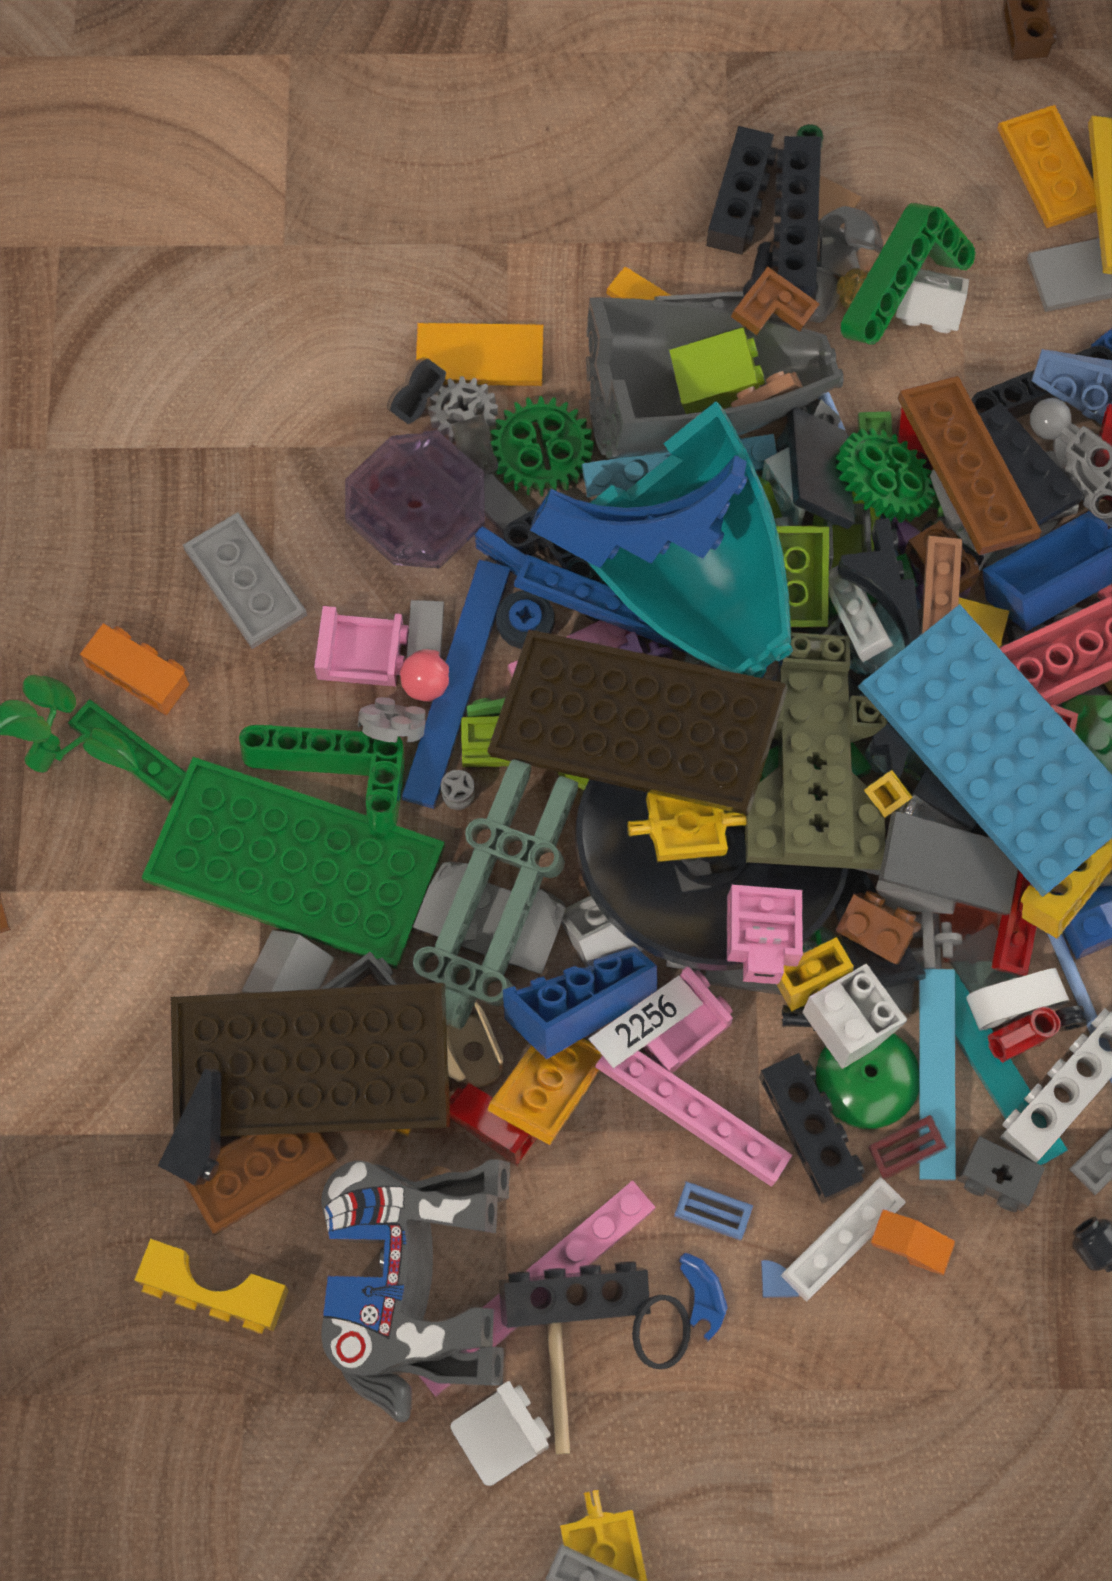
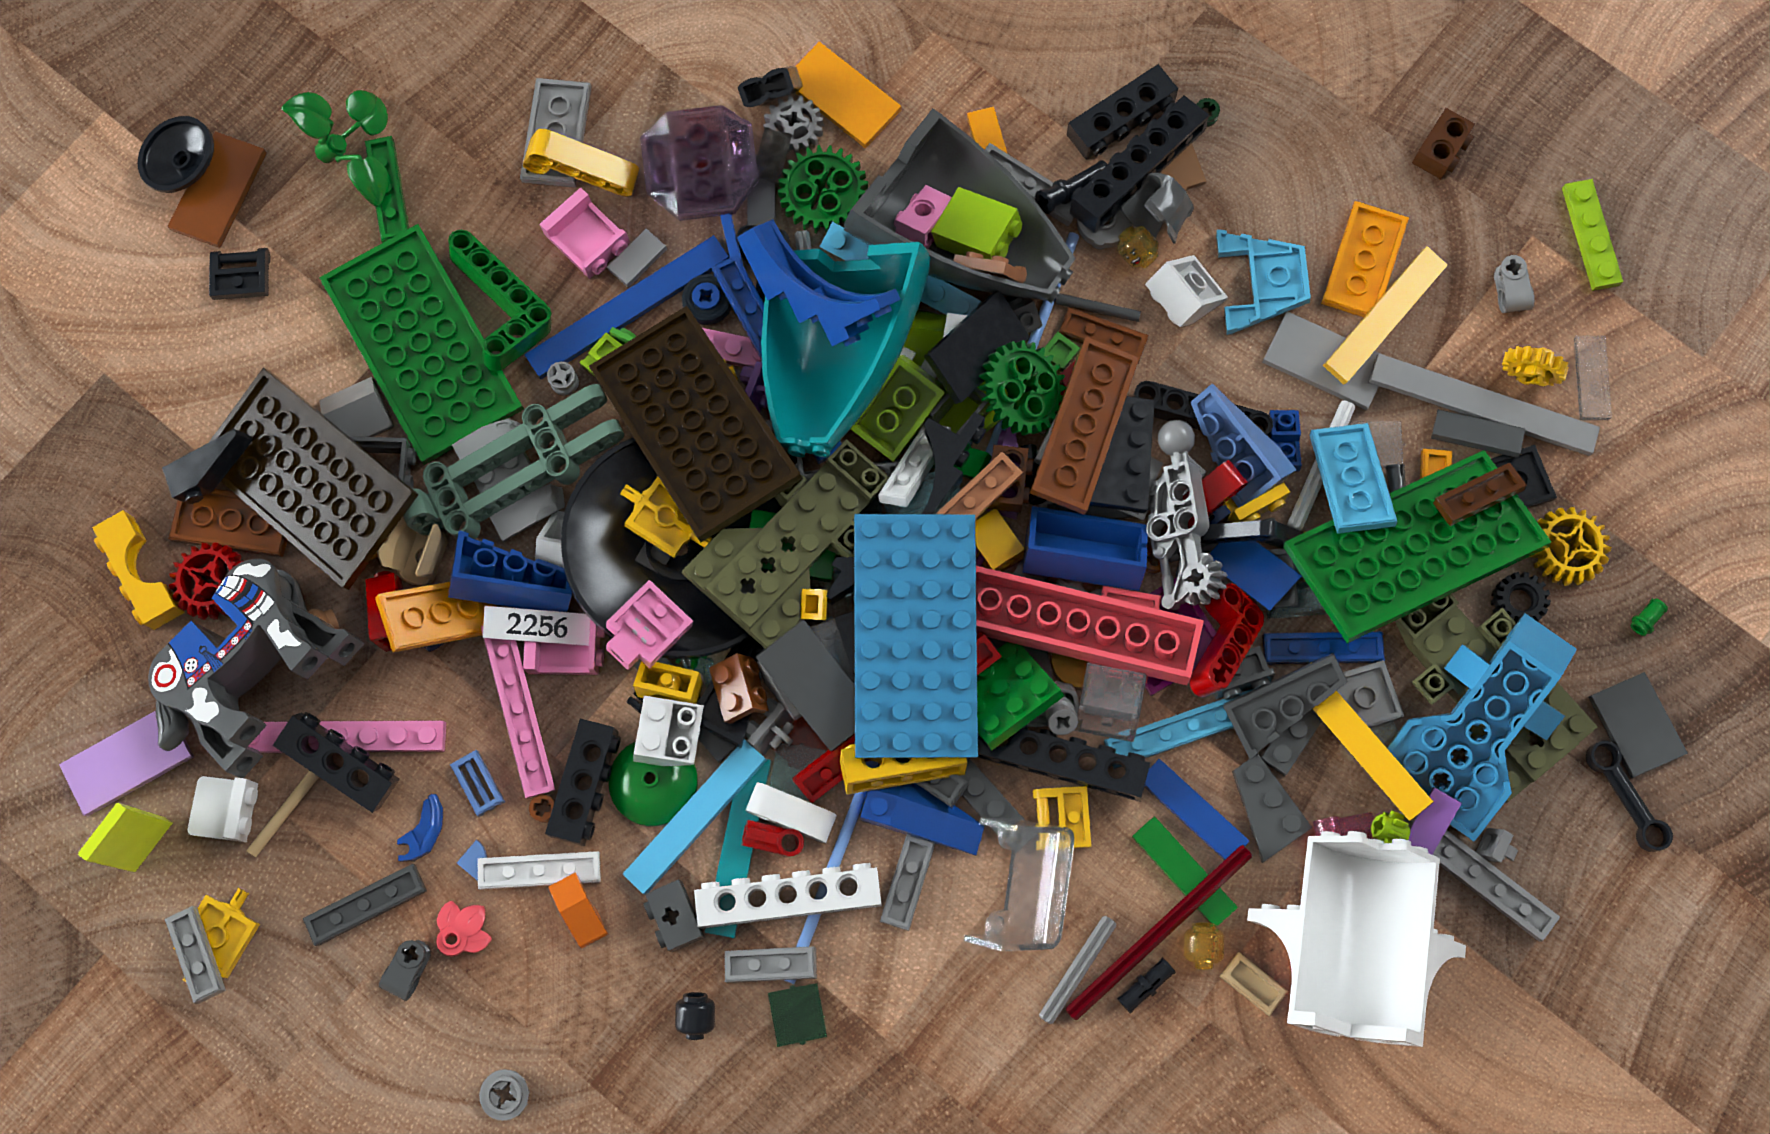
camera: 45 degrees right, 5 degrees up
(60, 944) = (242, 281): none -> black plate
(135, 668) = (435, 137): orange brick -> none
(277, 1242) = (218, 559): none -> red gear
(298, 584) = (580, 161): none -> yellow beam
(361, 1476) = (120, 765): none -> lavender tile
(388, 721) = (556, 298): light grey plate -> none
(424, 675) = (605, 284): coral hair -> none
(451, 1527) = (125, 838): none -> neon yellow tile
(636, 1332) = (350, 814): black piece -> none
(657, 392) = (921, 215): none -> bright pink brick
(712, 1408) = (364, 905): none -> dark grey tile
(774, 296) = (1060, 202): dark orange plate -> none
(784, 1178) = (539, 800): none -> dark orange bush
(809, 1437) = (404, 972): none -> dark grey piece
(820, 1347) = (465, 926): none -> coral plate
(876, 365) = (1098, 307): none -> dark grey bar
(882, 391) = (1080, 325): none -> dark orange tile
(918, 233) = (1175, 249): green beam -> none
(934, 1134) = (652, 853): dark red tile -> none
(1001, 236) = (1276, 276): none -> medium azure wing
(1005, 1447) = (491, 1100): none -> light grey gear
(1071, 1018) = (815, 854): black bush -> none

